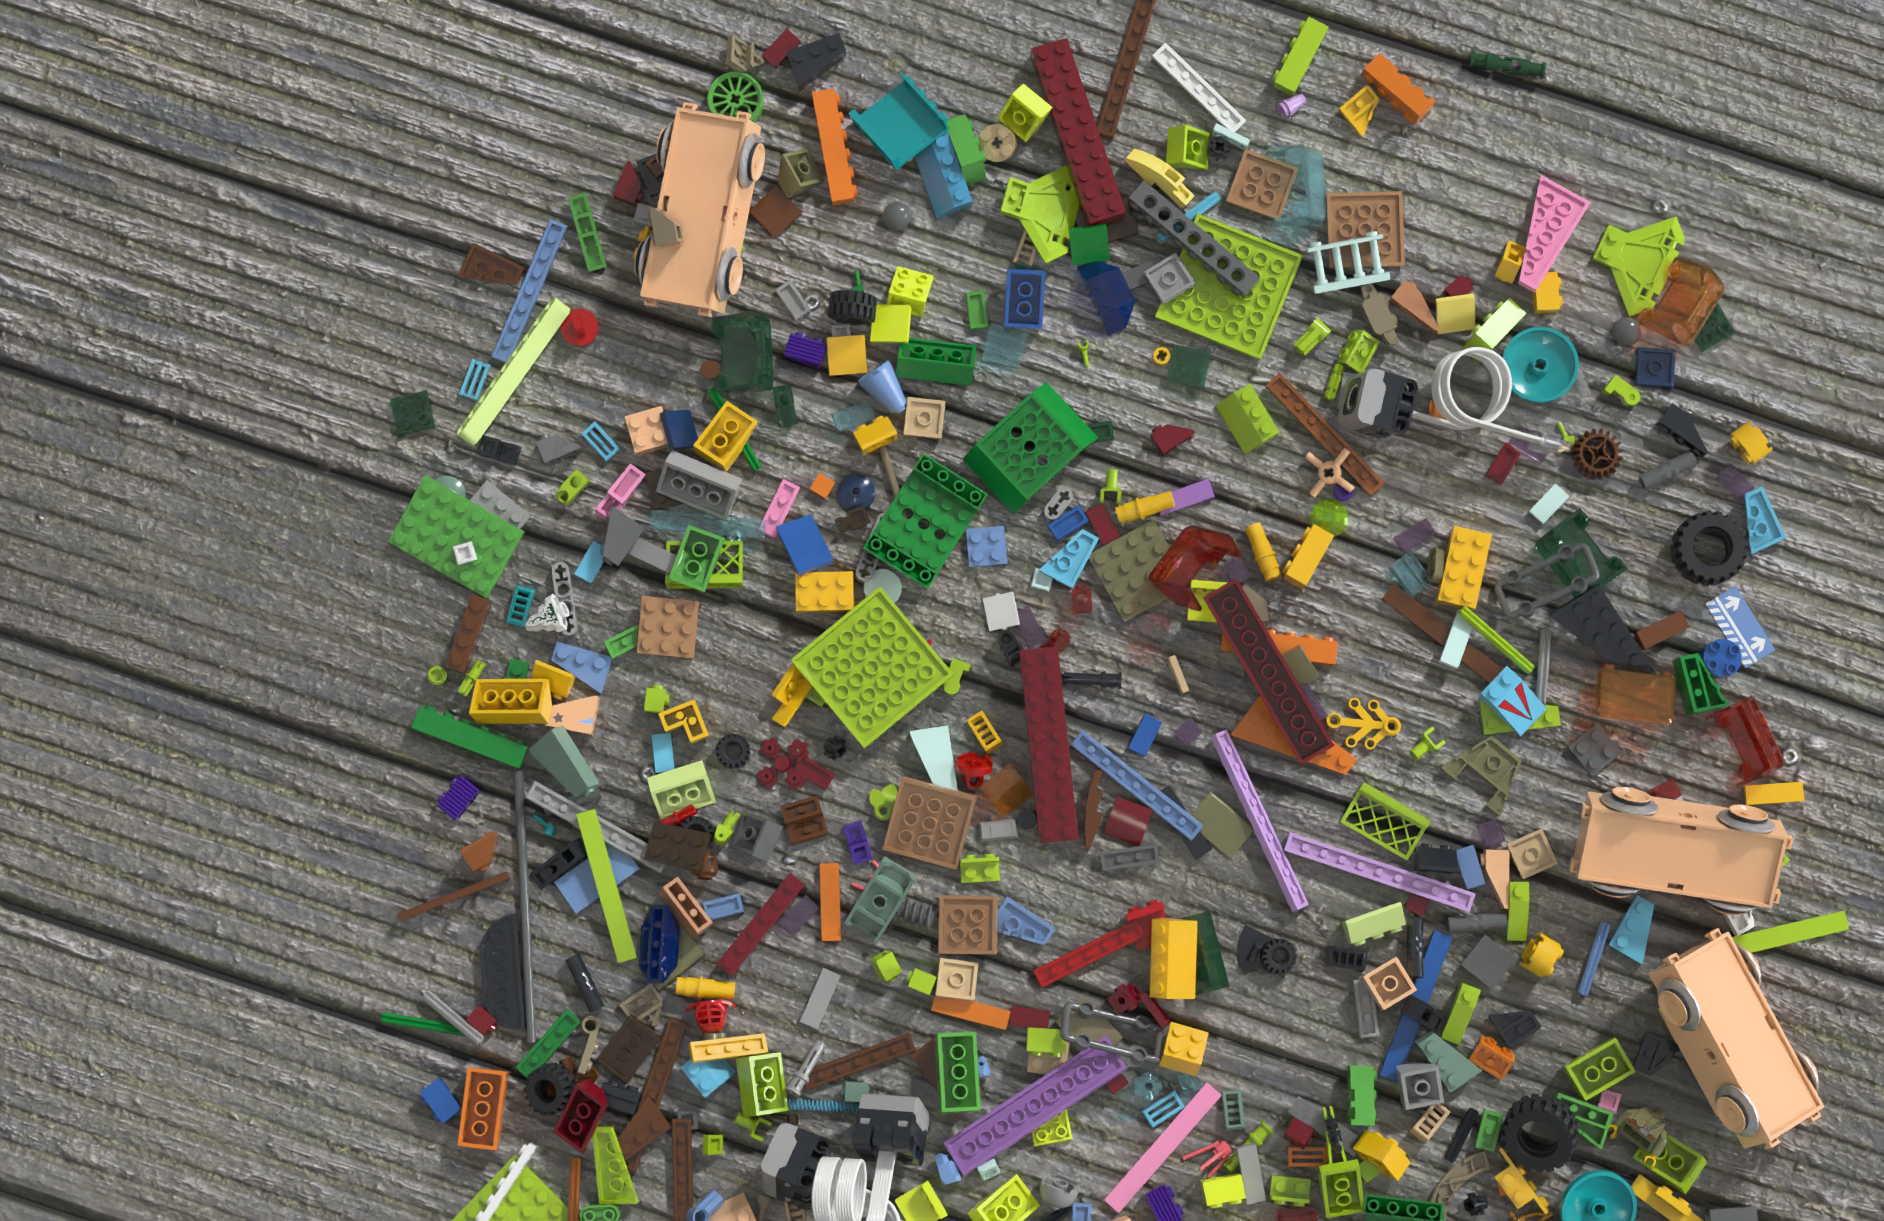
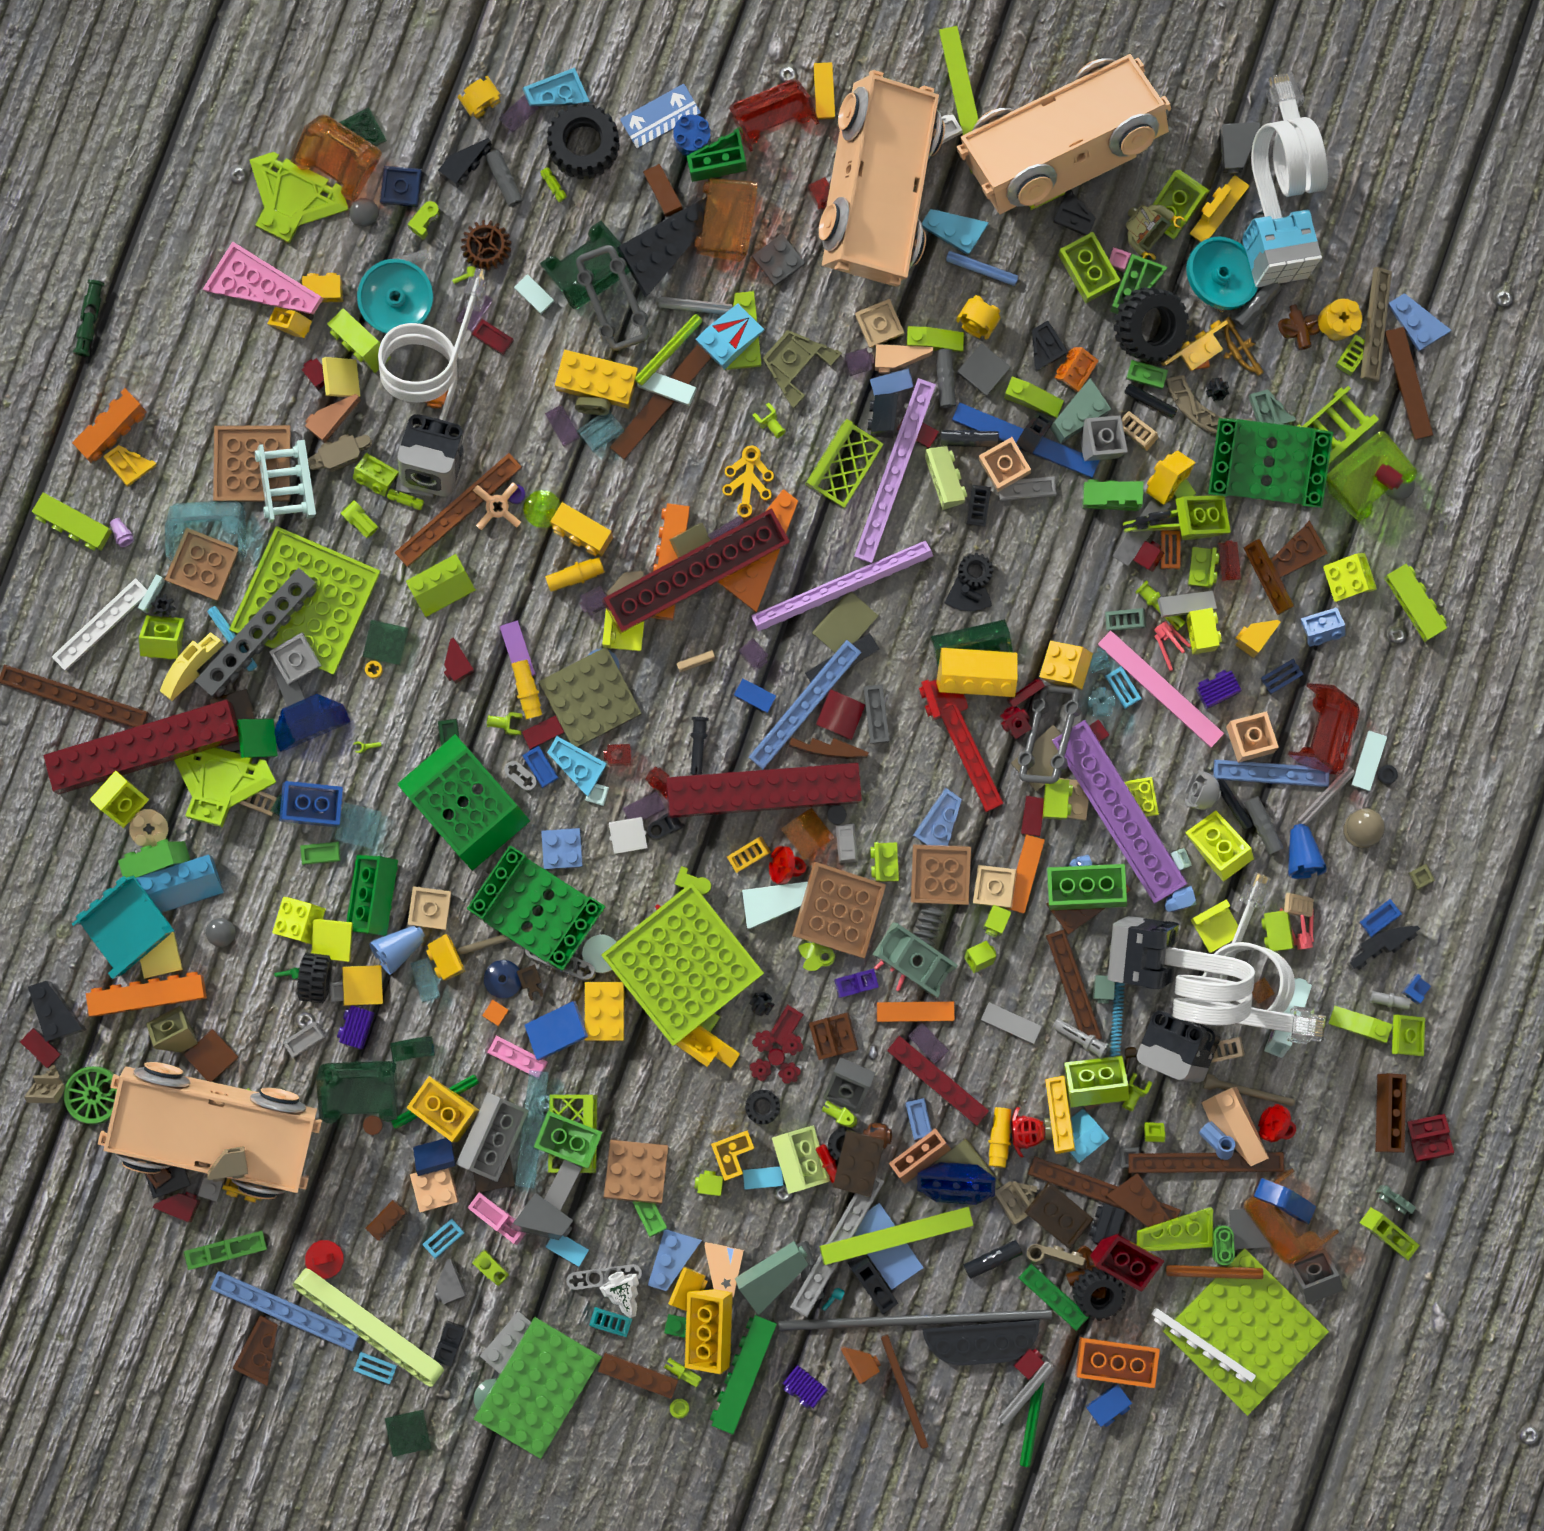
camera: 85 degrees left, 0 degrees up
(464, 553) = (555, 1378): white tile -> none
(617, 385) = (386, 1220): none -> reddish brown brick
(869, 161) = (162, 959): none -> light yellow tile
(1186, 558) = (582, 652): clear red windscreen -> none
(1663, 520) = (553, 184): none -> lime axle

